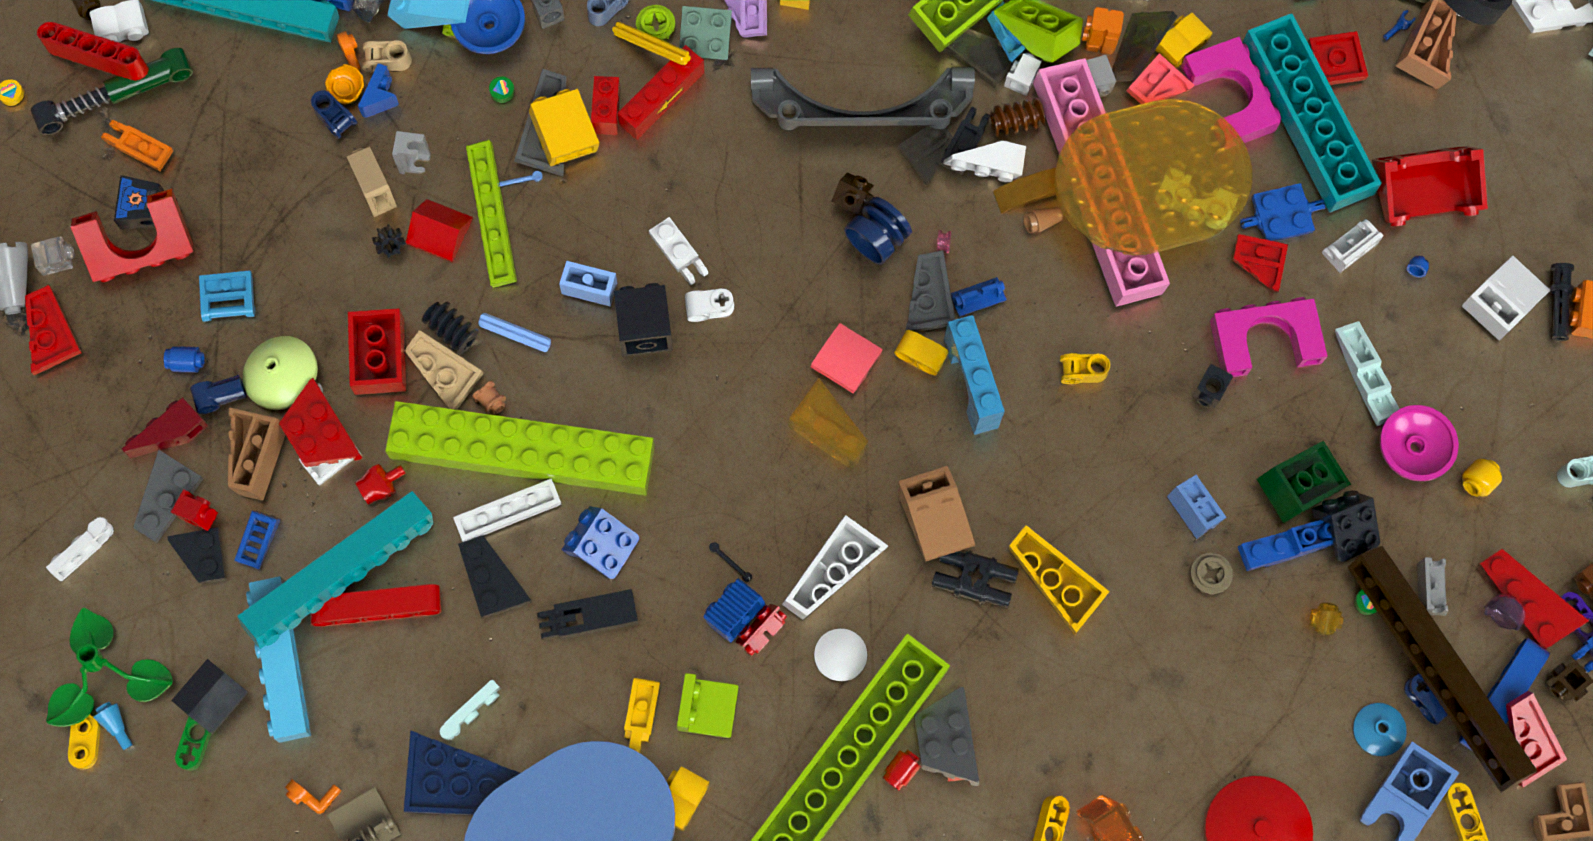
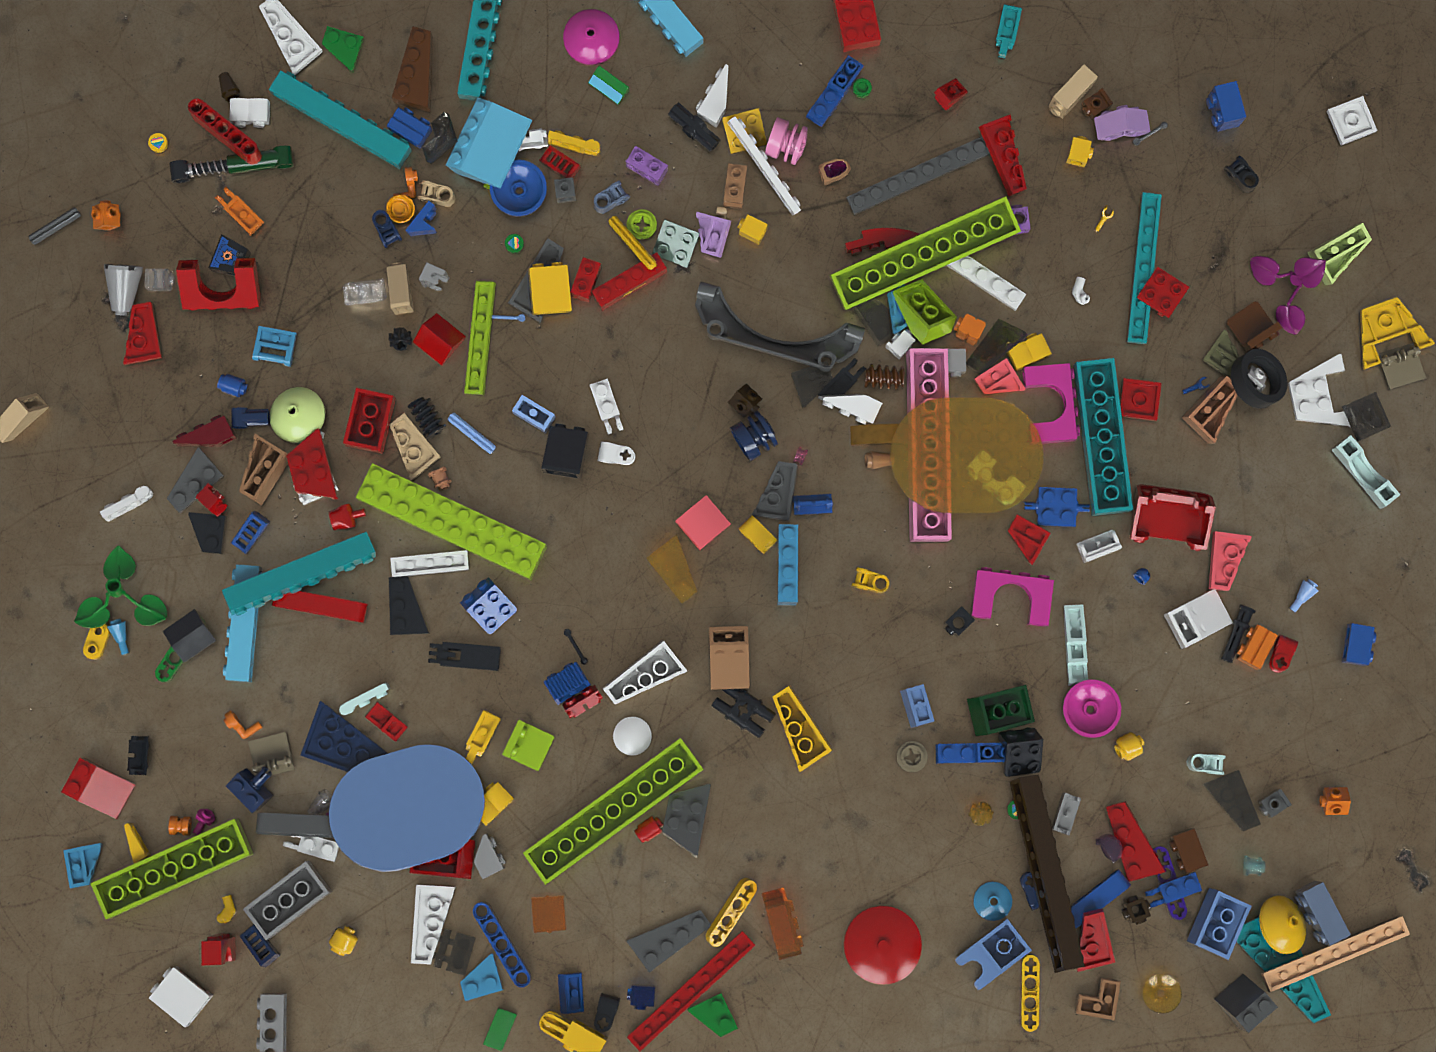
camera: 20 degrees right, 10 degrees up
(326, 195) = (364, 292): none -> clear brick
(507, 733) = (386, 721): none -> red slope
(1512, 215) = (1225, 558): none -> coral wing

